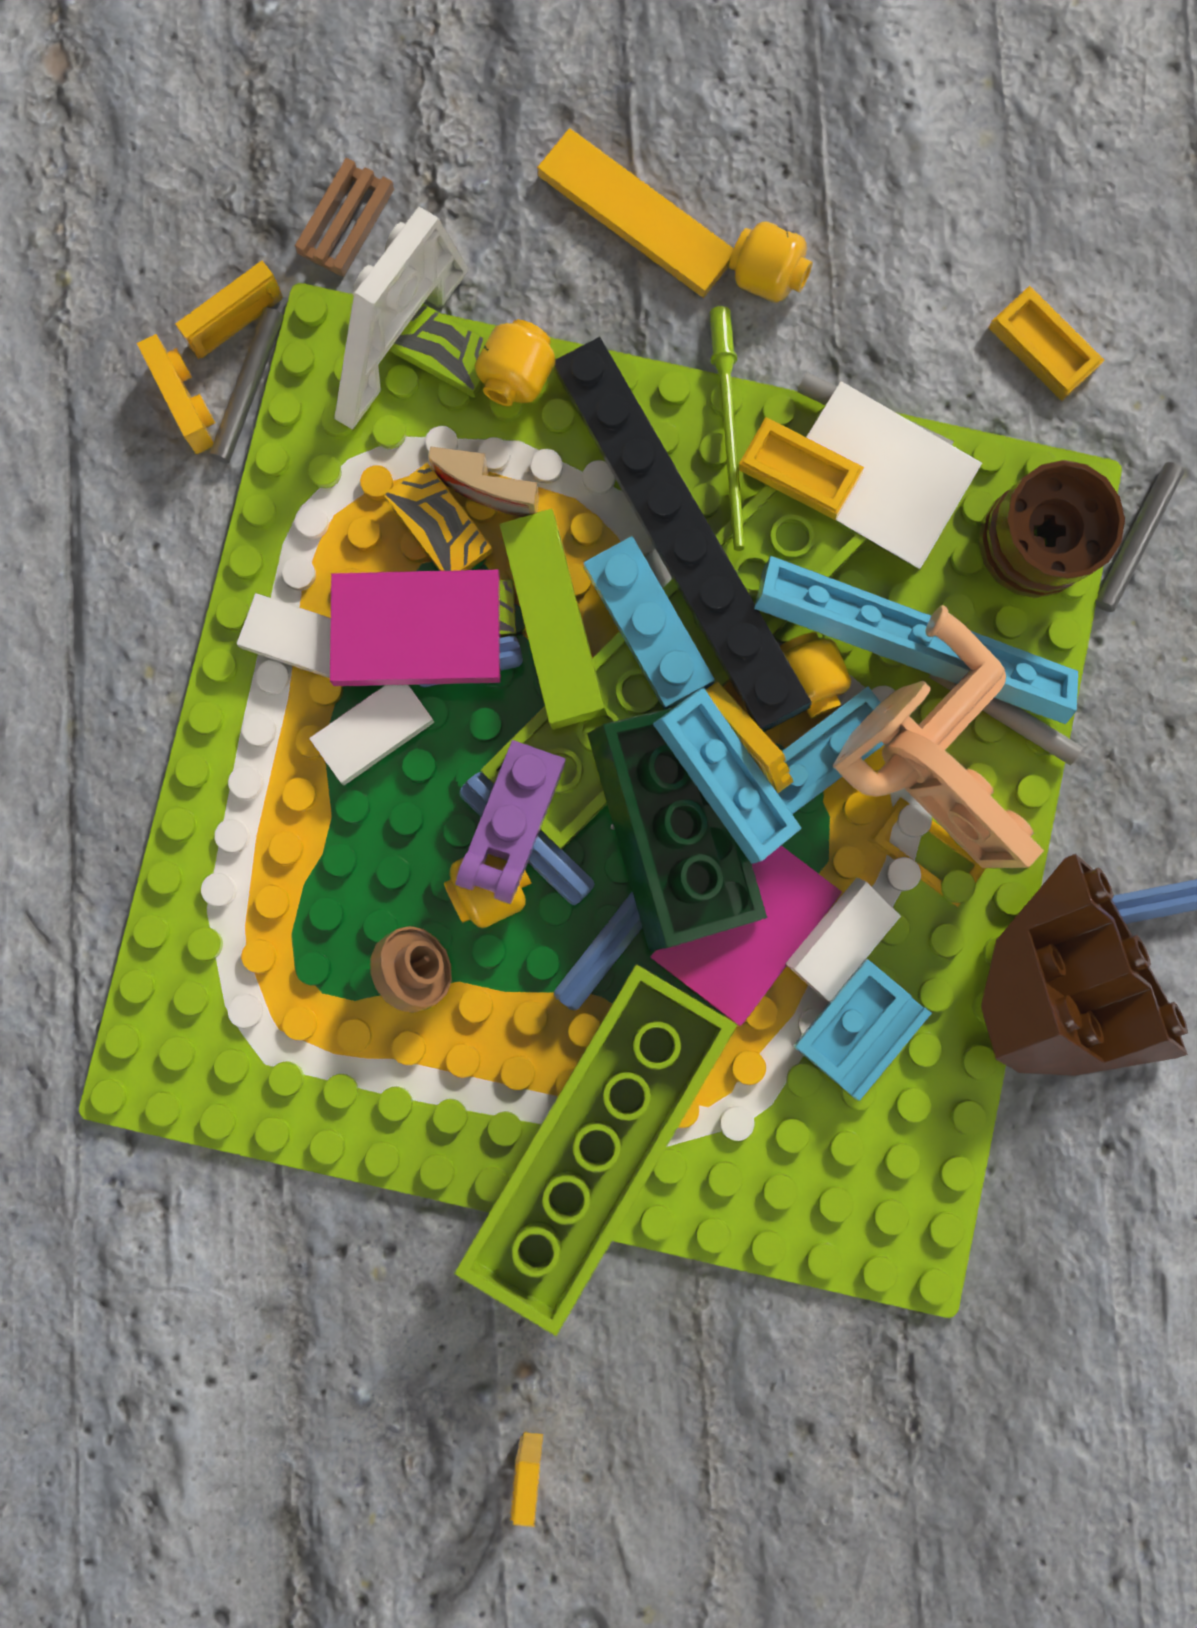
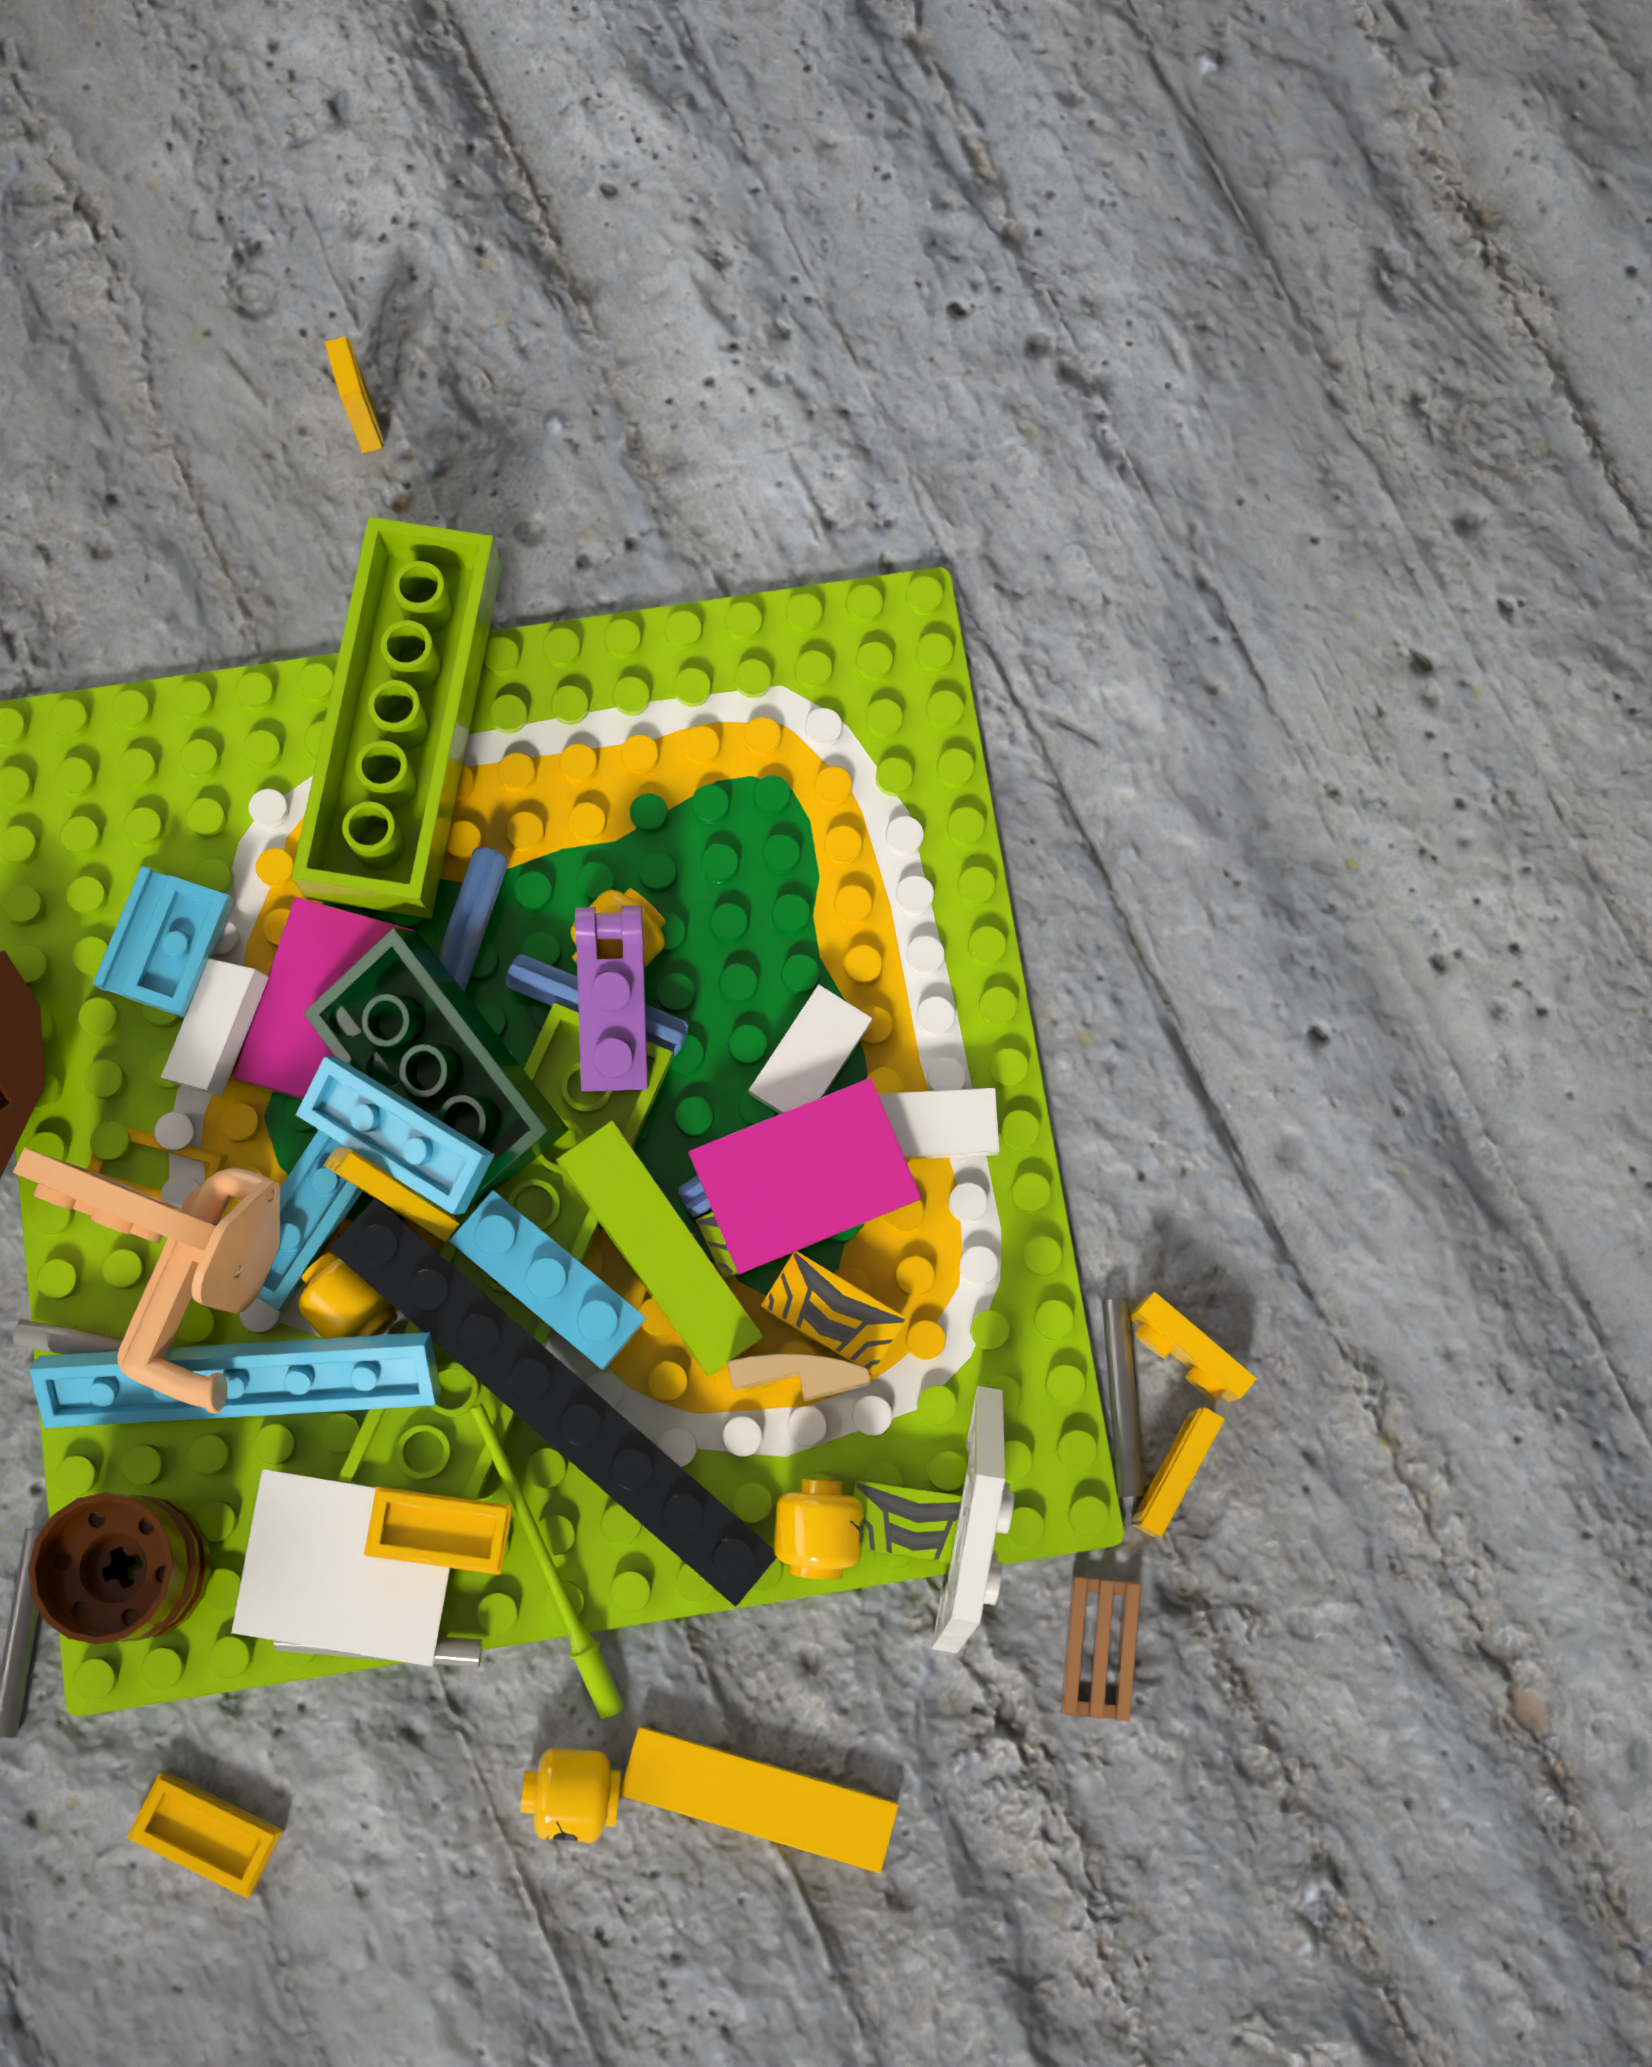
camera: 155 degrees right, 5 degrees down
(410, 969) = (662, 819): medium nougat plate -> none

